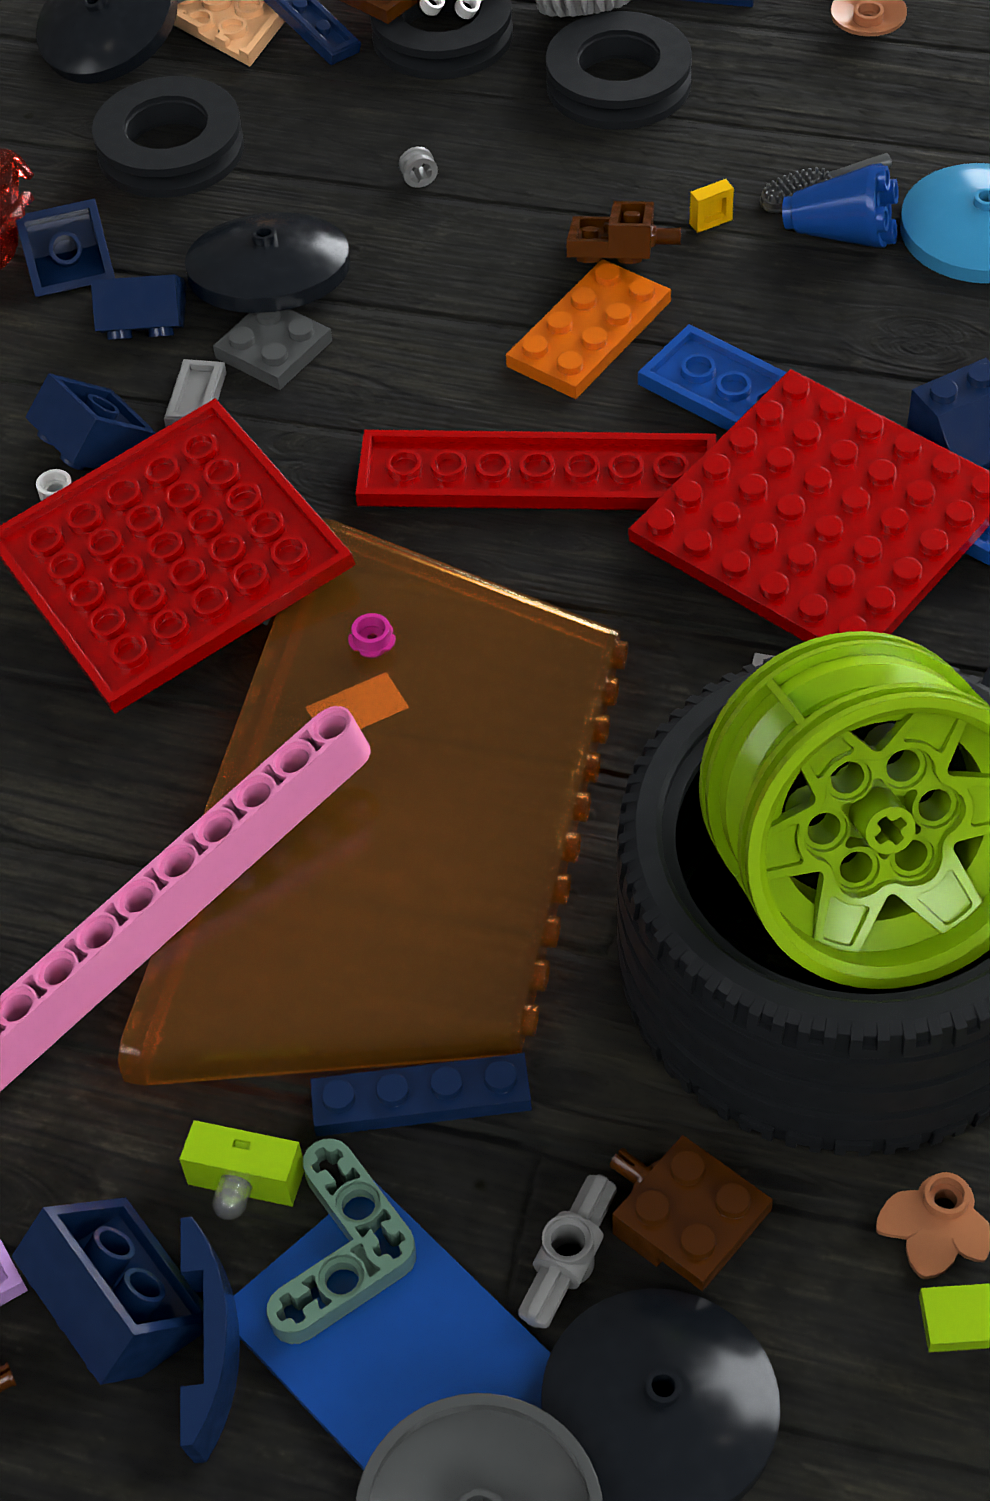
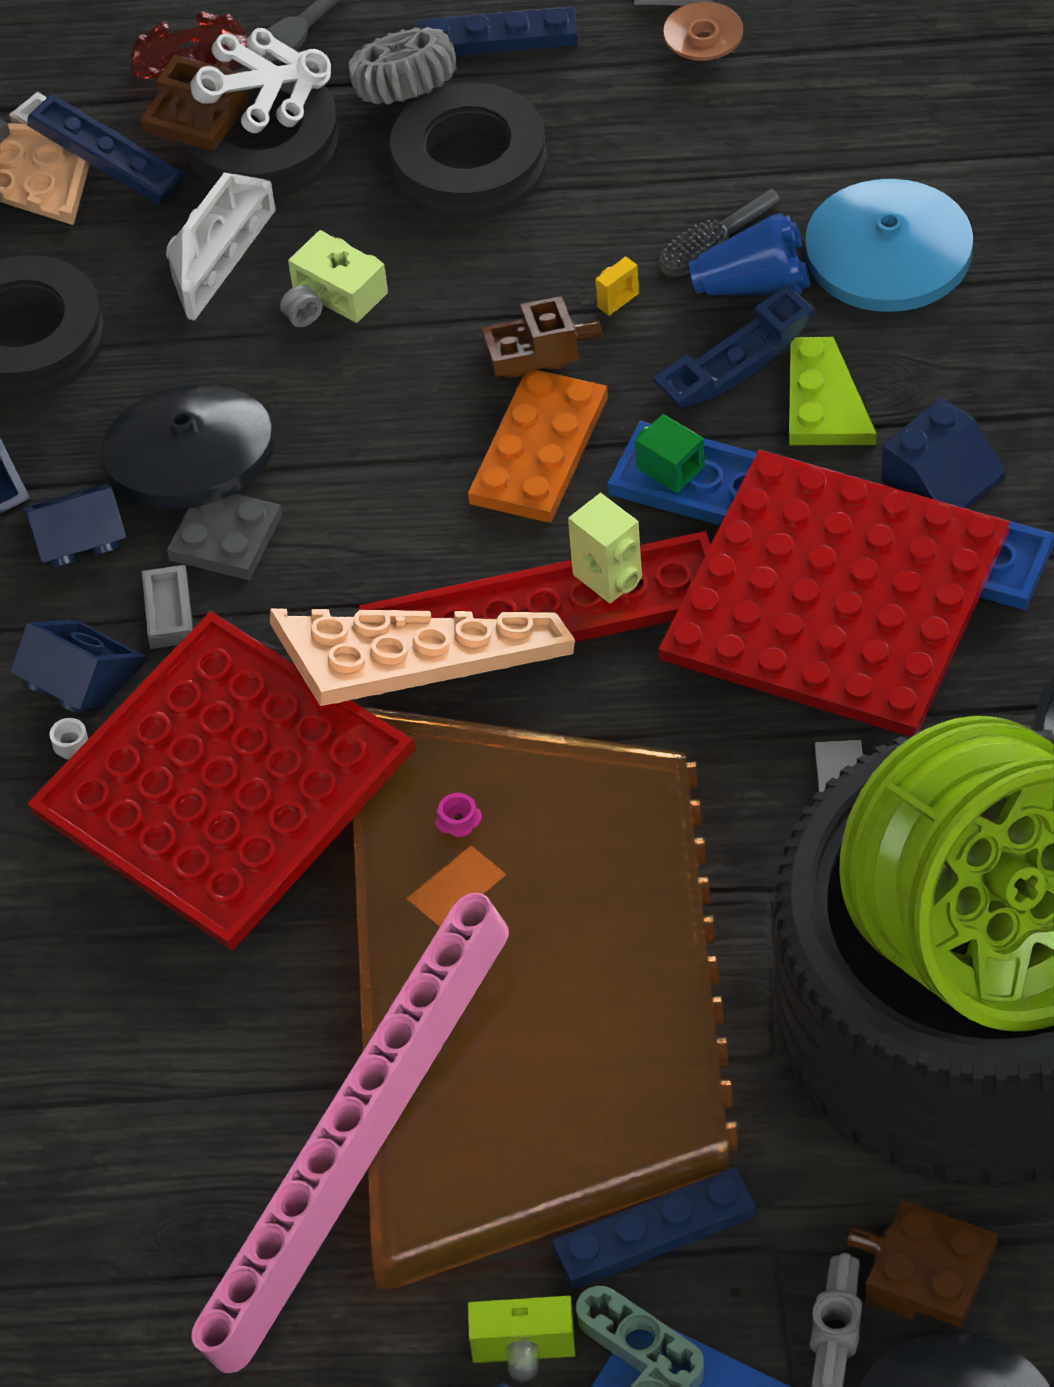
camera: 15 degrees left, 0 degrees up
(366, 93) = (217, 237): none -> white wedge
(388, 472) = (410, 649): none -> light nougat wing
(462, 148) = (339, 275): none -> yellowish green brick
(606, 421) = (605, 548): none -> yellowish green brick
(703, 354) = (669, 453): none -> green brick
(806, 289) = (741, 354): none -> dark blue slope
(874, 342) = (824, 397): none -> lime wing

